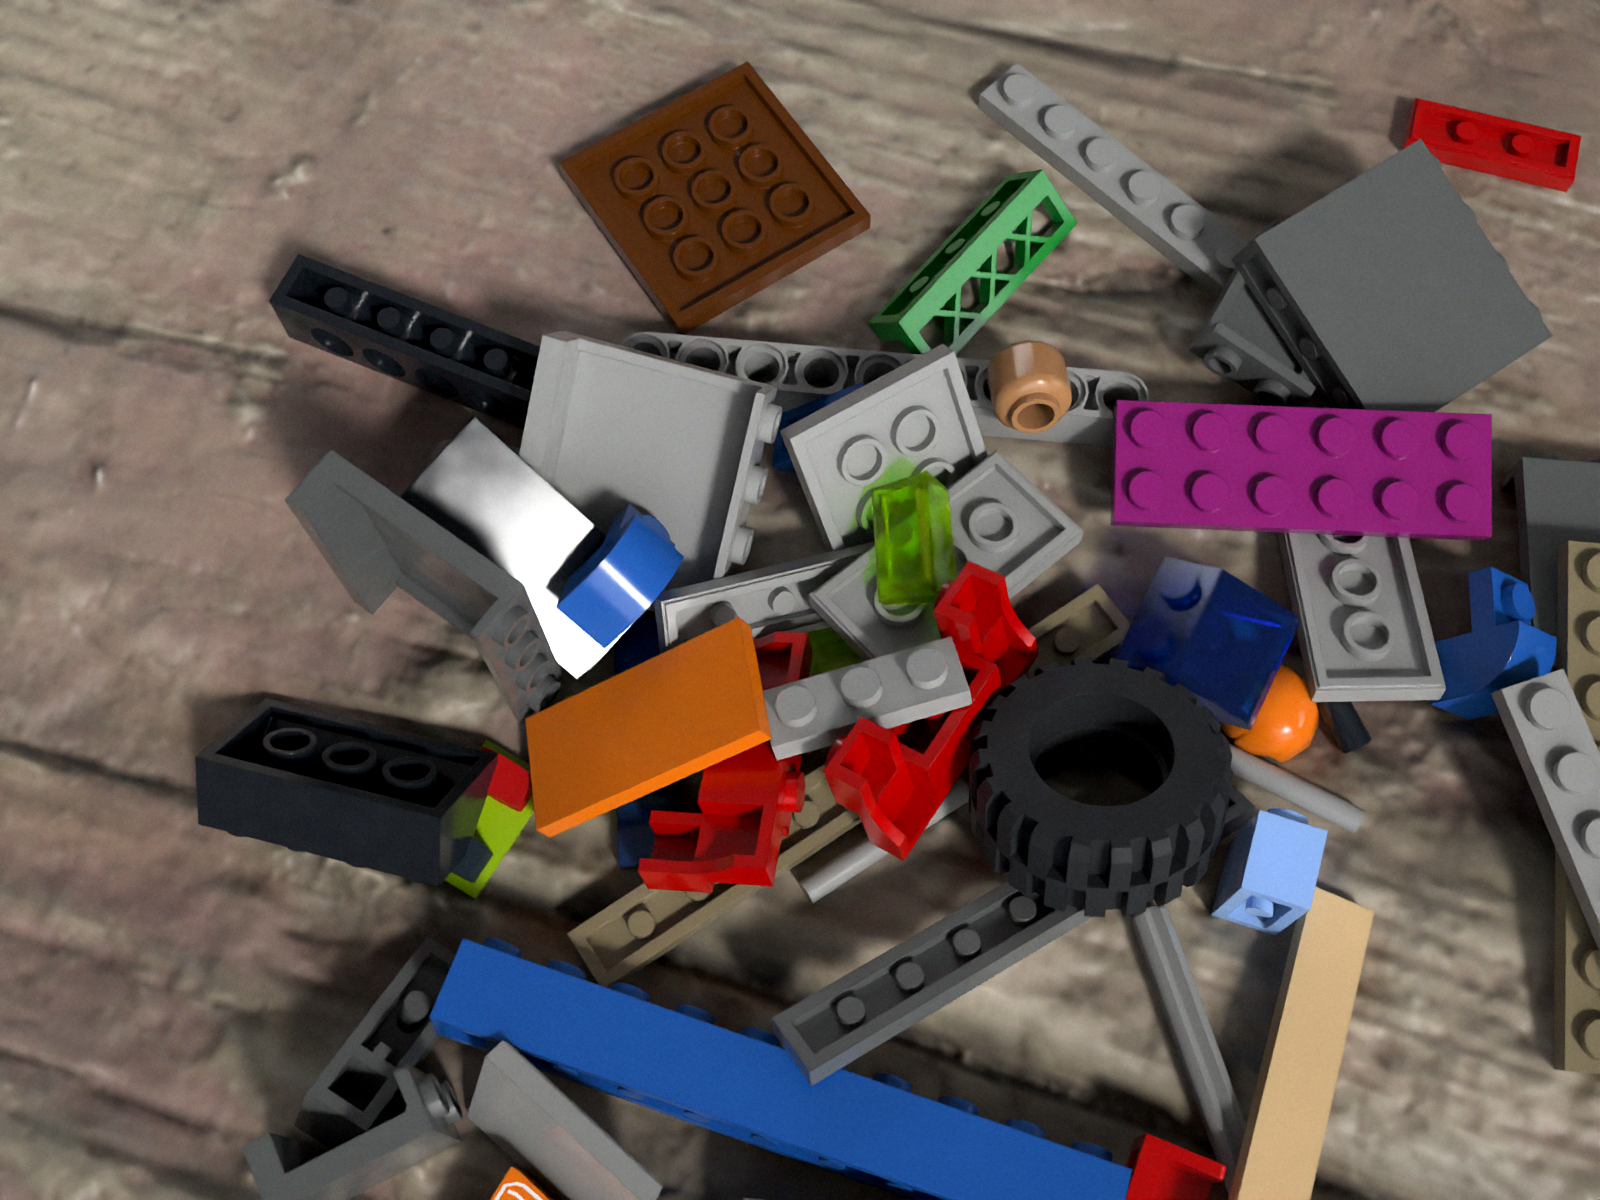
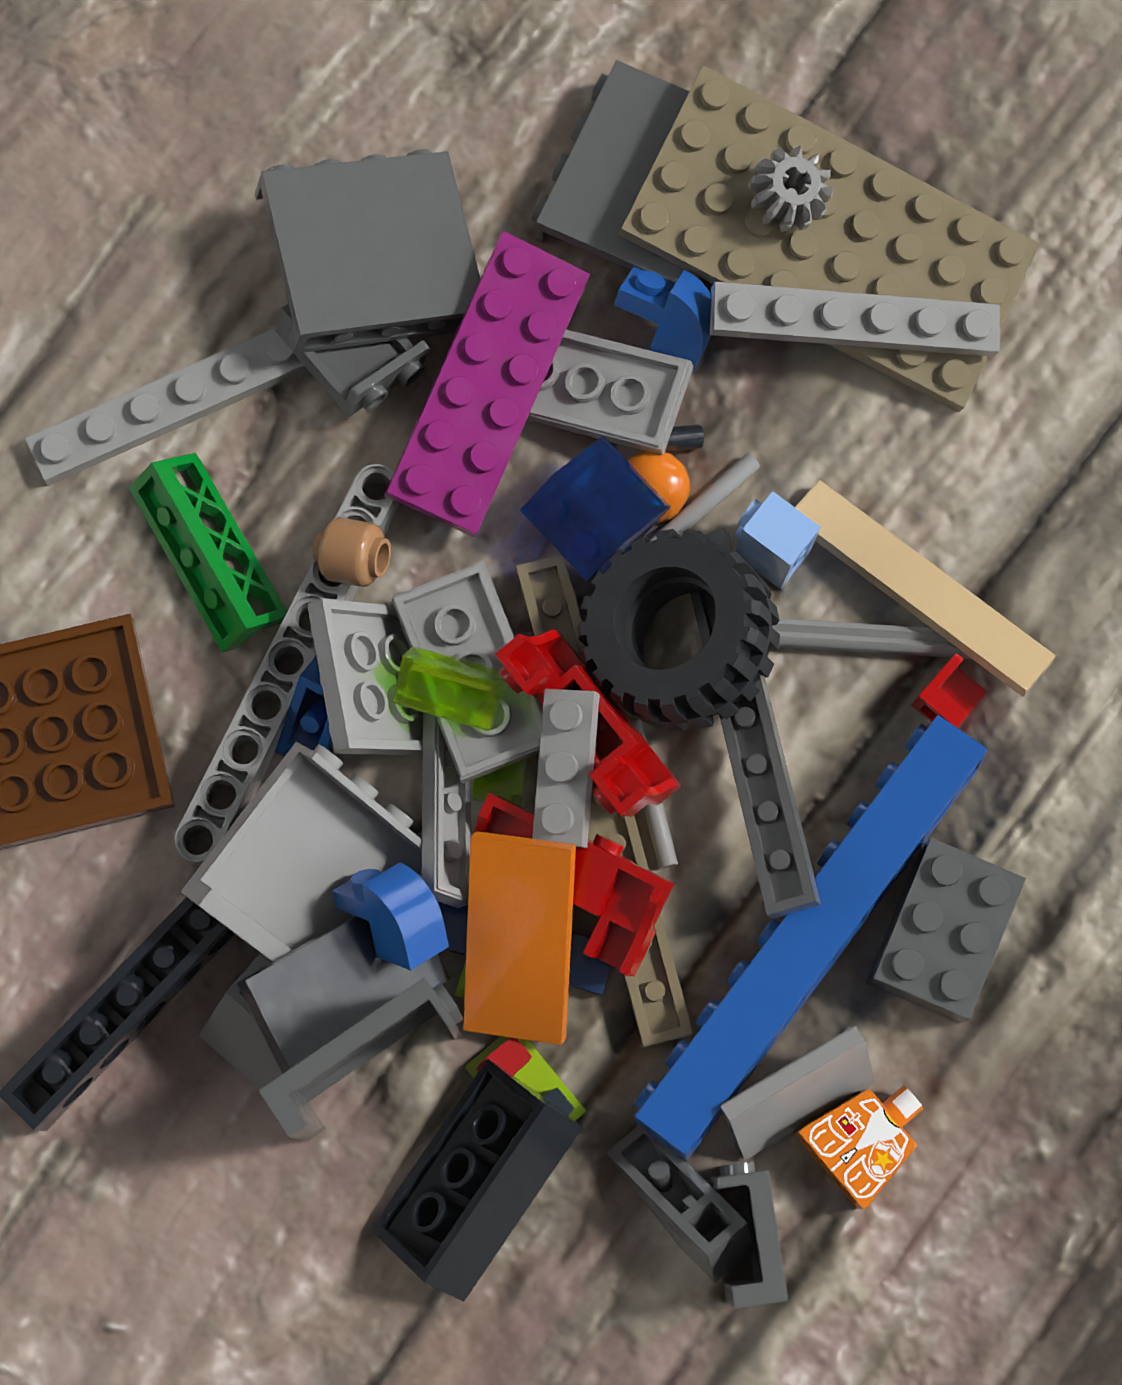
camera: 75 degrees left, 10 degrees up
(1494, 144) = (252, 105): red tile -> none

